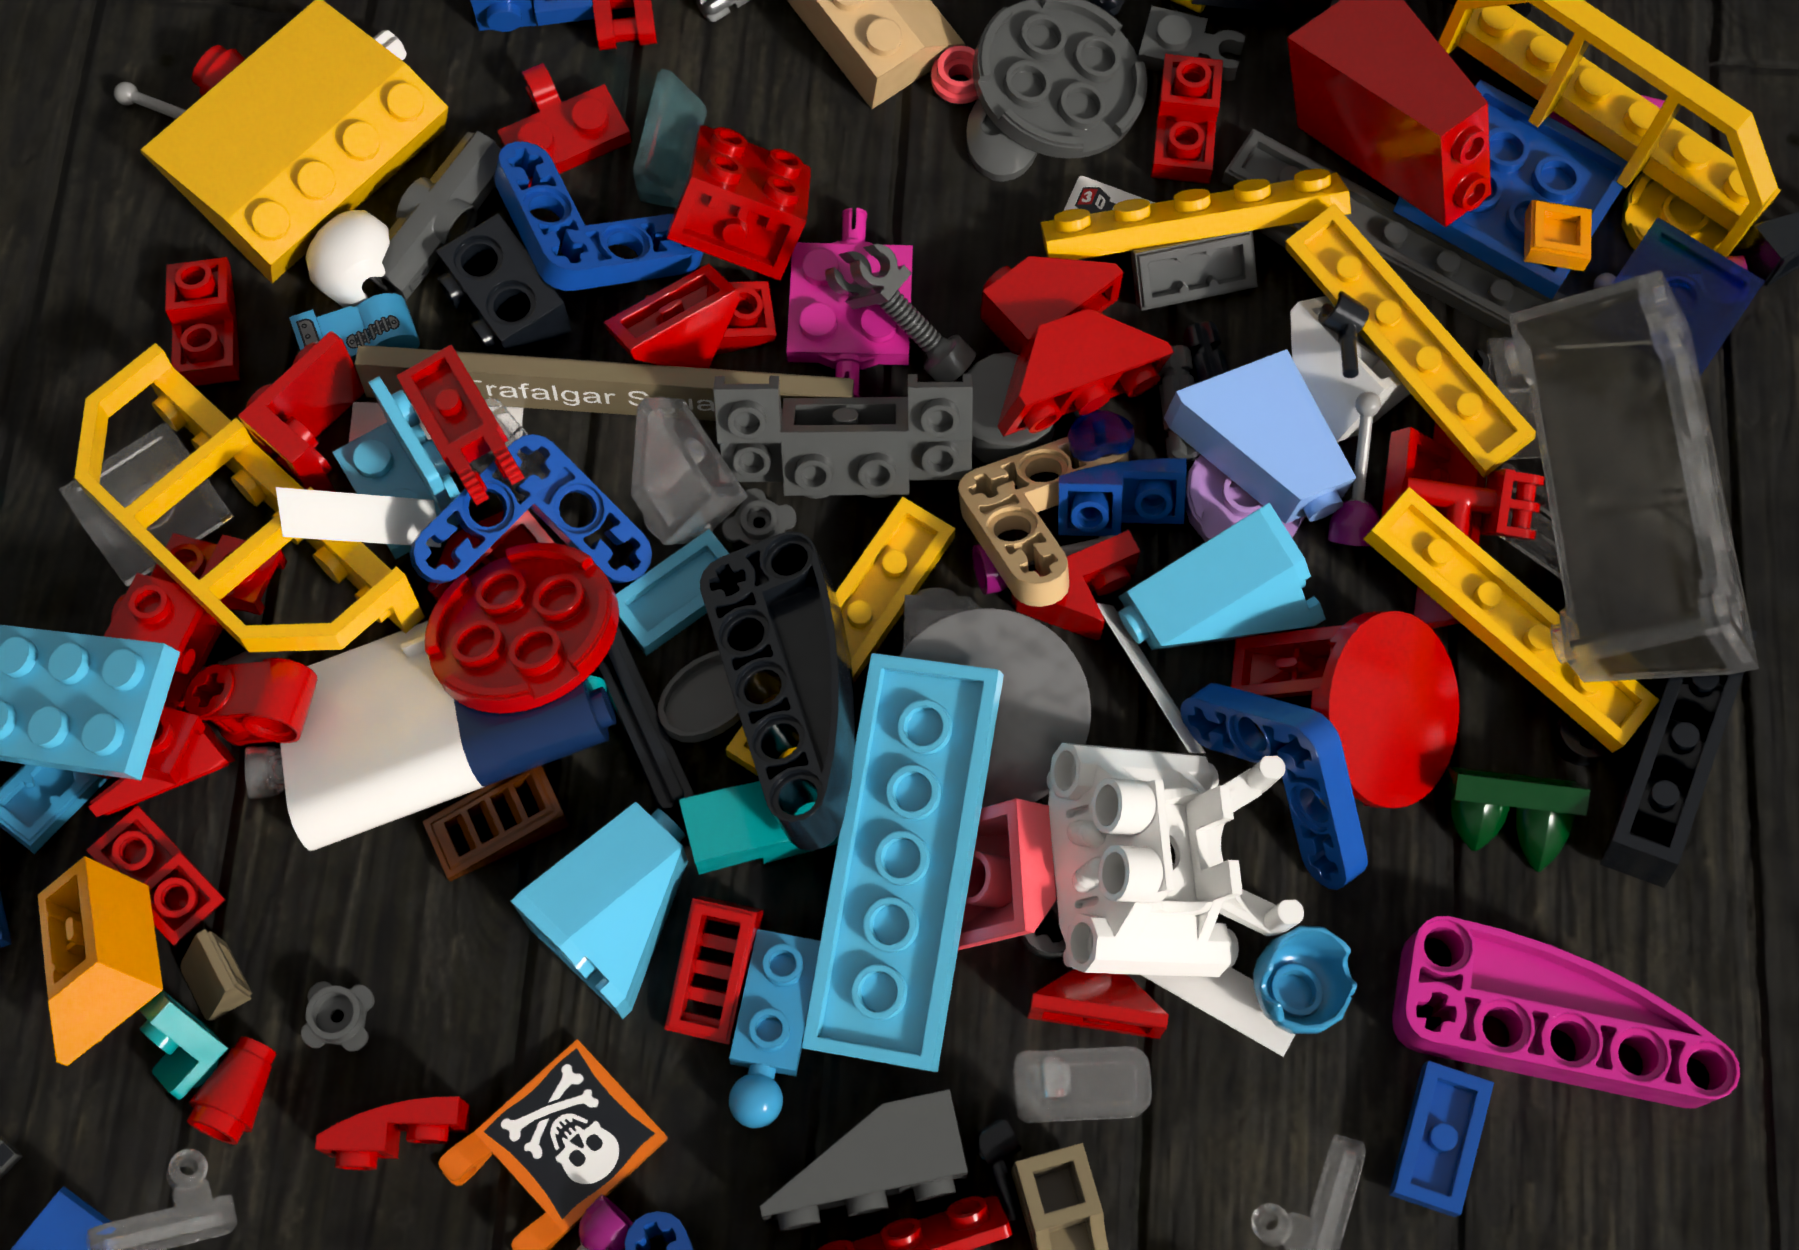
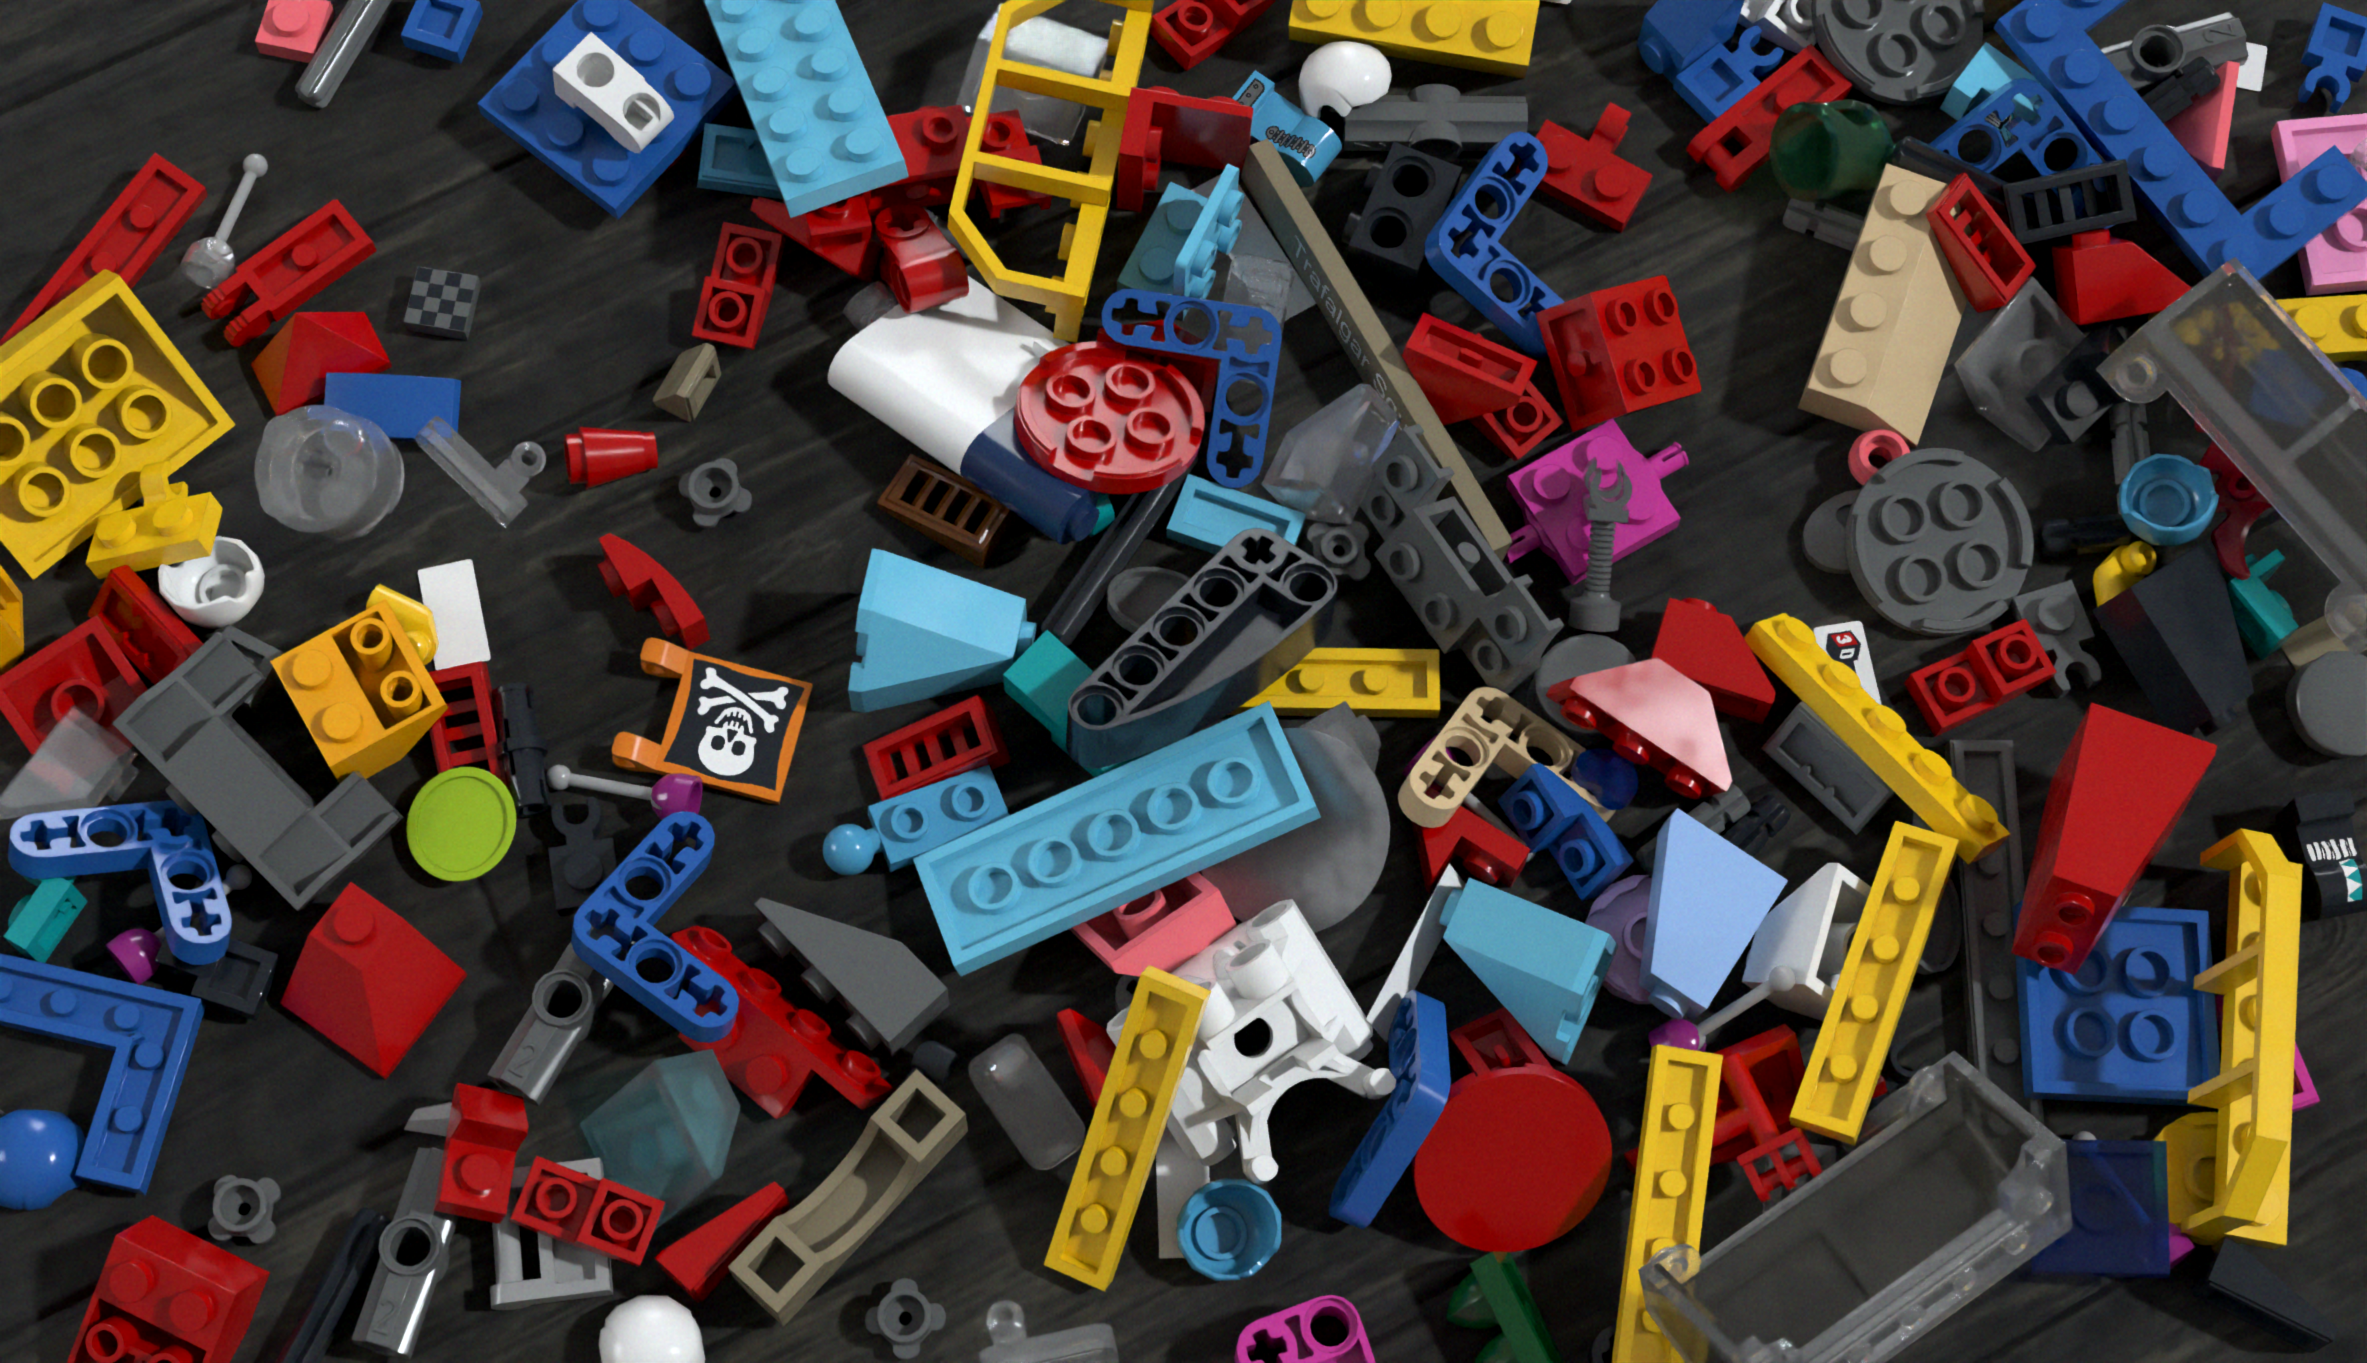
camera: 55 degrees right, 0 degrees up
(96, 954) = (642, 279): light orange slope -> none
(188, 1043) = (625, 386): teal bracket -> none
(353, 516) = (1112, 229): white sticker -> none
(458, 419) = (1245, 253): red hinge -> none
(667, 141) = (1643, 252): clear light blue slope -> none
(1186, 1004) = (1127, 1127): none -> yellow plate
(1347, 321) = (1850, 912): black hand -> none
(1557, 235) = (2082, 1061): light orange tile -> none

